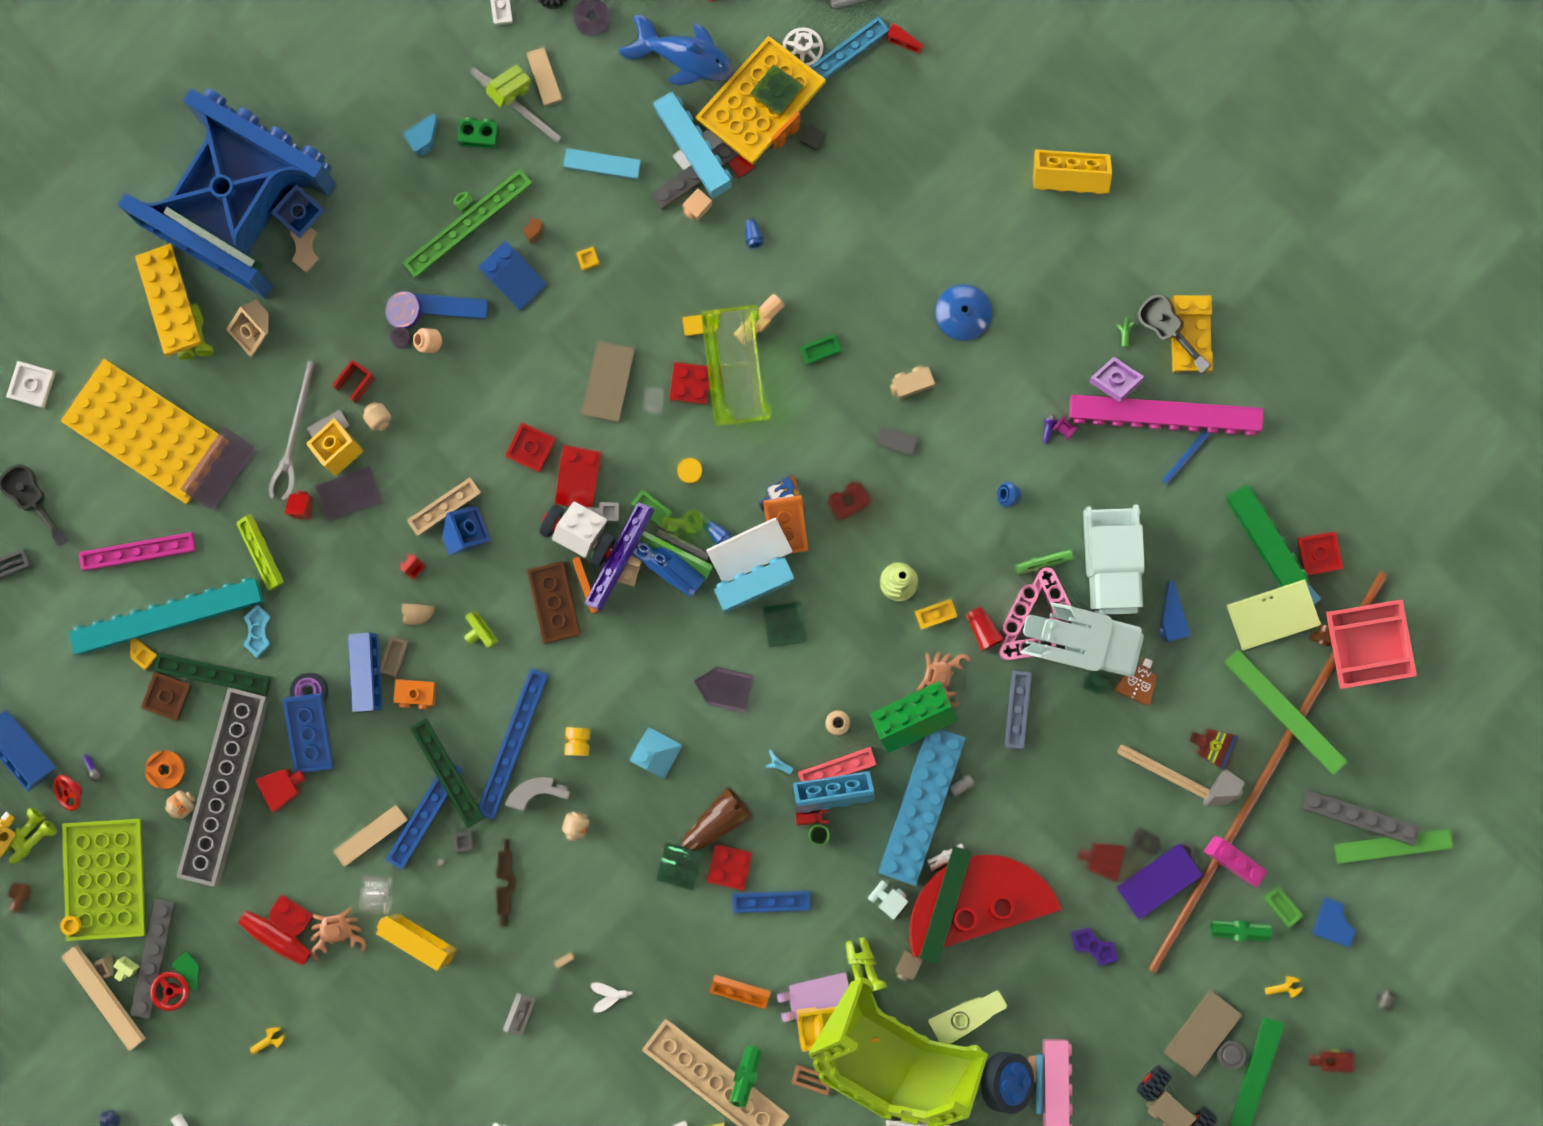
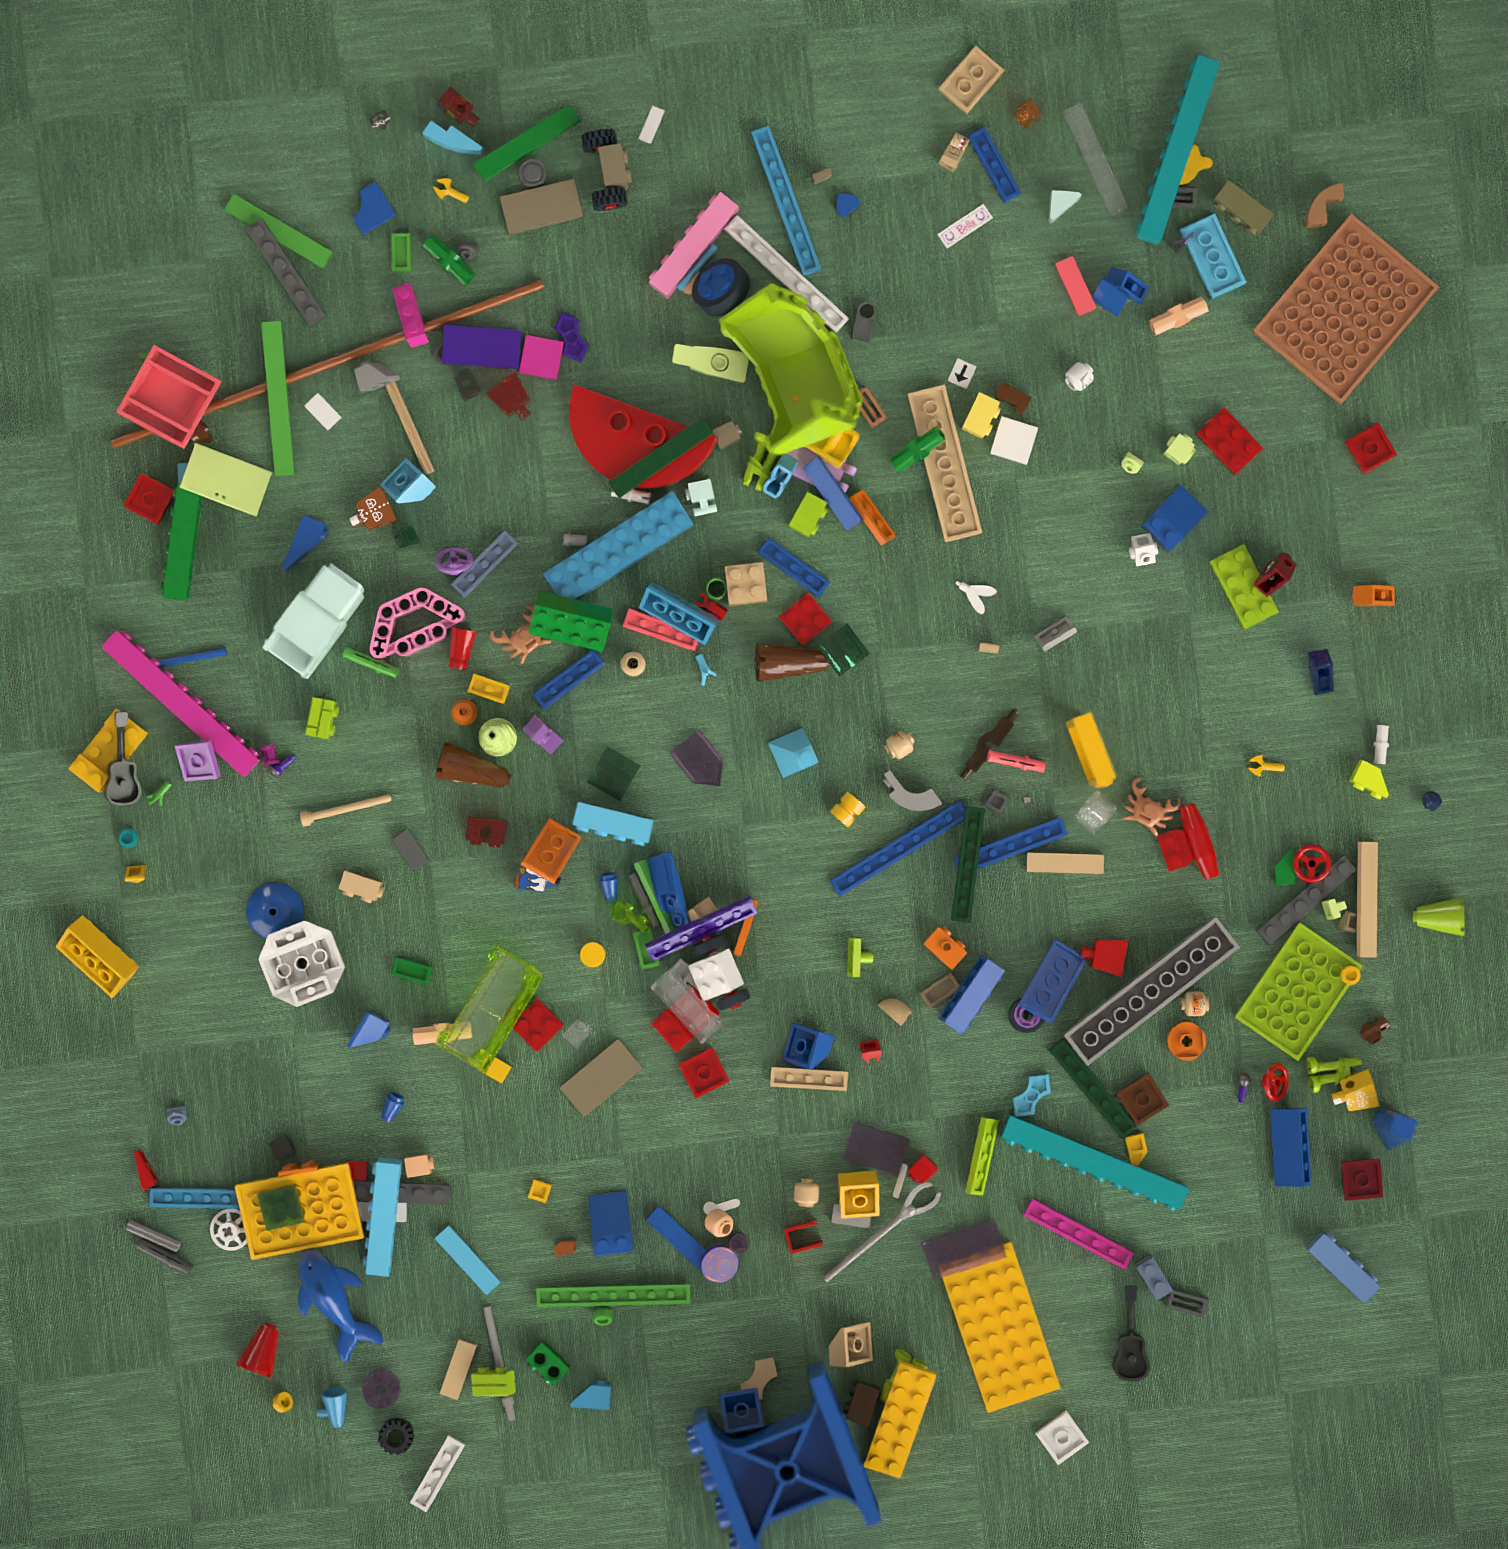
camera: 140 degrees left, 5 degrees up
(30, 1031) = (1442, 916): none -> lime cone
(50, 563) = (1153, 1277): none -> sand blue brick
(173, 1098) = (1370, 778): none -> neon yellow slope
(209, 290) = (861, 1402): none -> dark brown brick
(213, 238) = (825, 1433): tile -> none
(310, 483) = (899, 1183): none -> white sticker
(444, 349) = (709, 1206): none -> white sticker
(464, 890) = (995, 756): none -> coral pin
(553, 602) = (781, 934): reddish brown tile -> none
(583, 487) = (687, 1005): none -> clear brick
(749, 550) = (595, 853): white tile -> none
(786, 986) = (833, 493): none -> tile
(792, 953) = (808, 514): none -> lime brick
(798, 857) = (746, 584): none -> tan brick
(816, 278) = (371, 1029): none -> slope
(839, 966) = (780, 475): none -> brick
(864, 611) = (542, 735): none -> medium lavender bracket
(879, 671) = (568, 679): none -> blue tile
(906, 537) = (465, 767): none -> reddish brown cone
(912, 267) = (281, 966): none -> white piece
(913, 100) = (176, 1115): none -> sand blue plate
(944, 585) = (463, 718): none -> orange cone
(995, 404) = (309, 817): none -> tan piece
(1008, 494) = (356, 737): blue cone -> none
(1040, 689) = (453, 565): none -> medium lavender piece
(1047, 488) = (321, 718): none -> lime brick
(1090, 640) = (387, 574): light aqua piece -> none
(1094, 257) = (135, 873): none -> yellow slope
(1105, 911) = (541, 357): none -> dark pink tile
(1121, 279) = (128, 838): none -> teal plate
(1129, 725) = (407, 483): none -> medium azure slope
(1214, 746) = (354, 415): clear red torso -> none
(1232, 950) = (467, 250): none -> dark grey plate
(1244, 729) = (322, 411): none -> white sticker
(1317, 1030) = (451, 139): none -> medium azure slope

